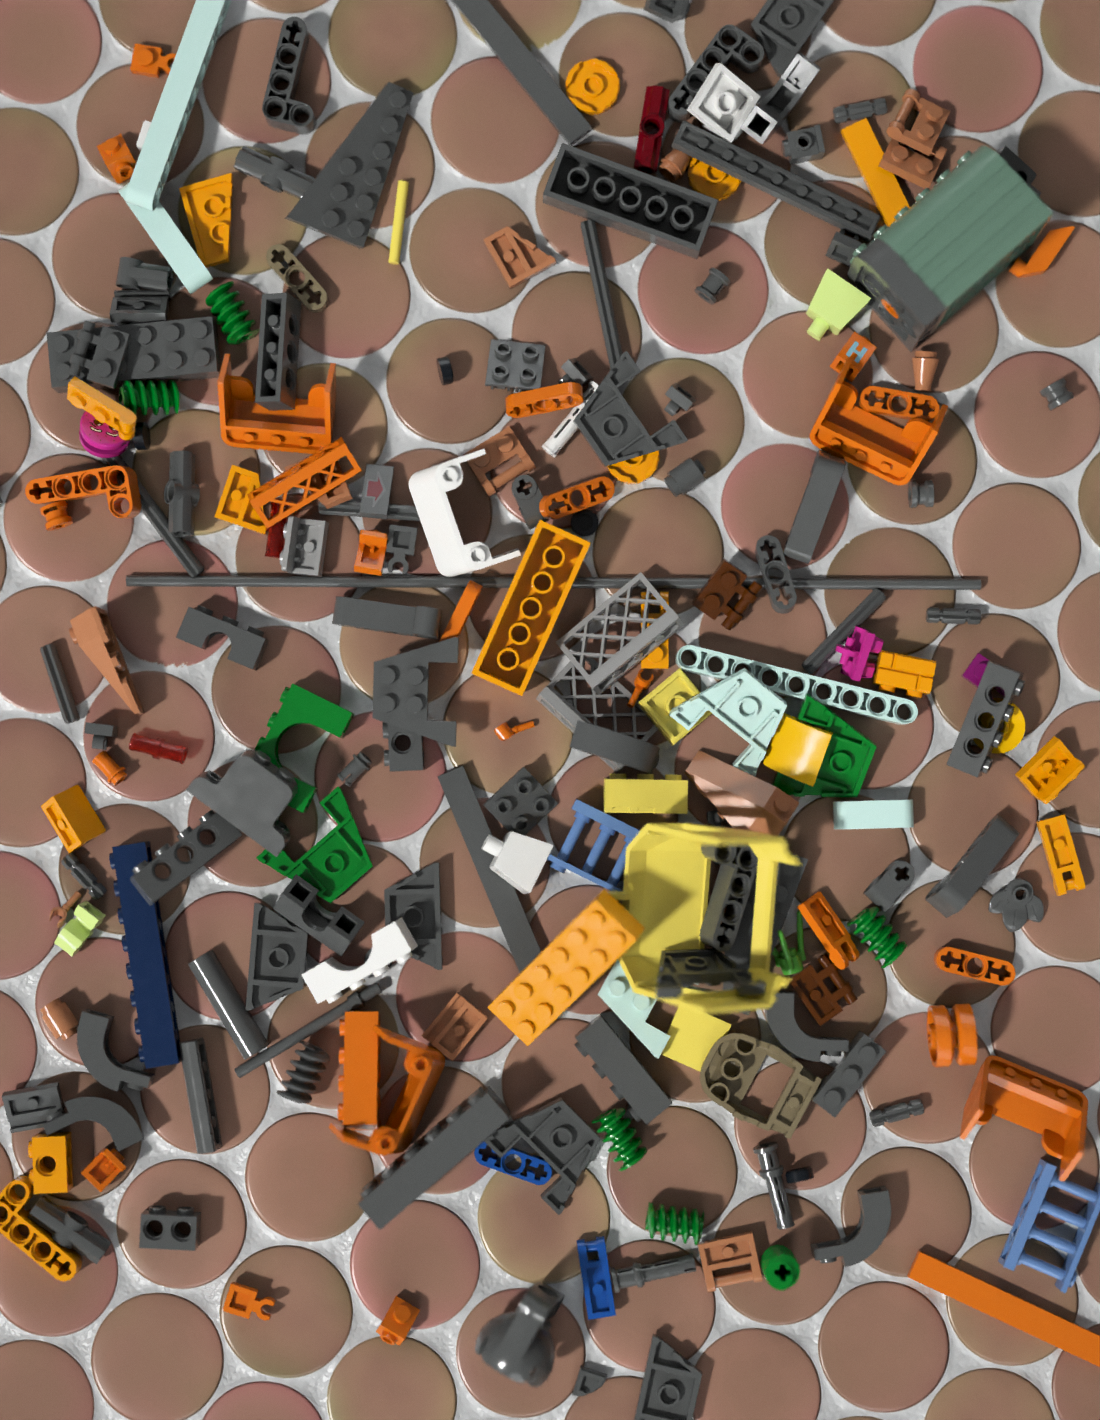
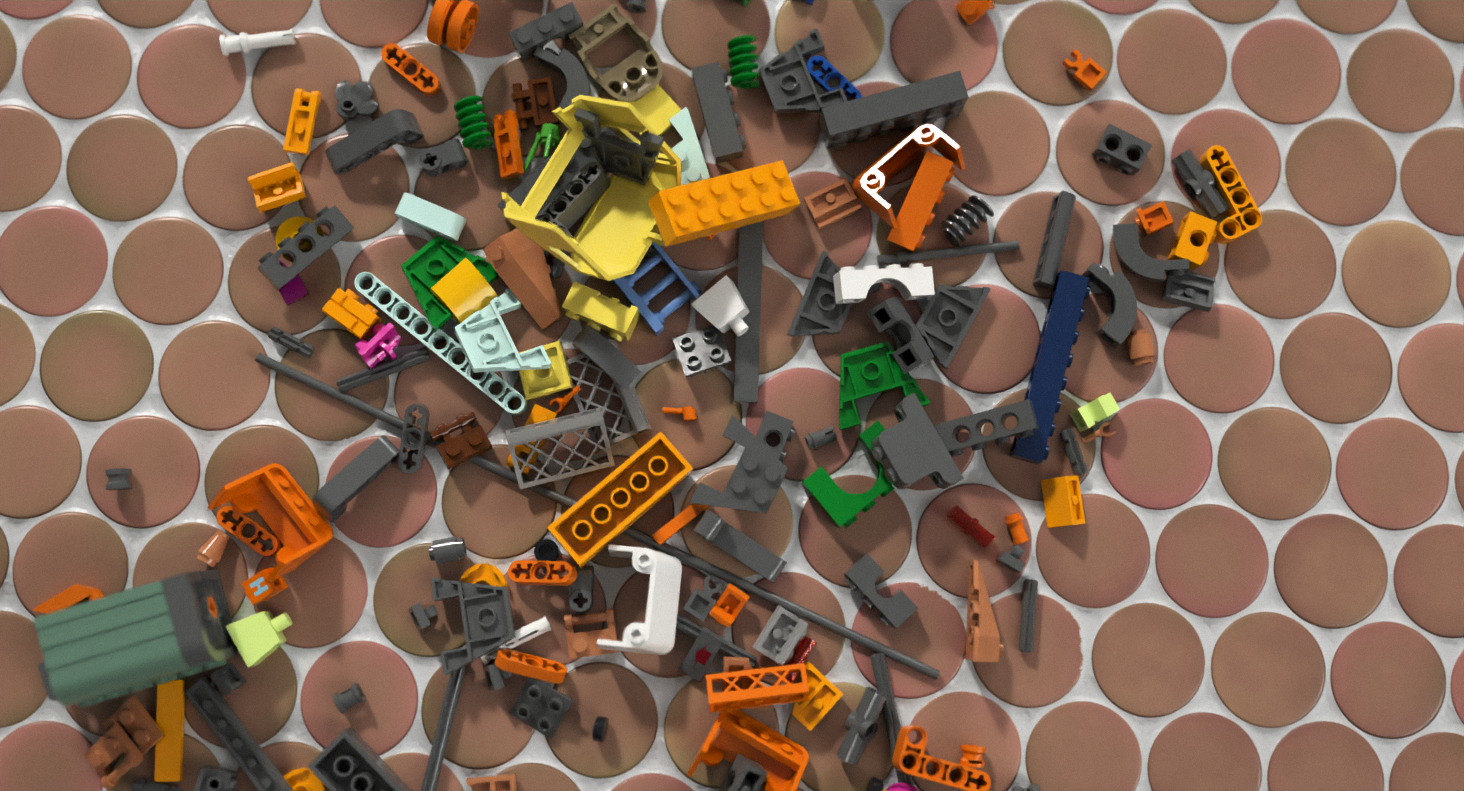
camera: 160 degrees left, 5 degrees down
(228, 1004) = (1002, 300): dark grey brick -> none
(920, 493) = (267, 449): dark grey wheel -> none

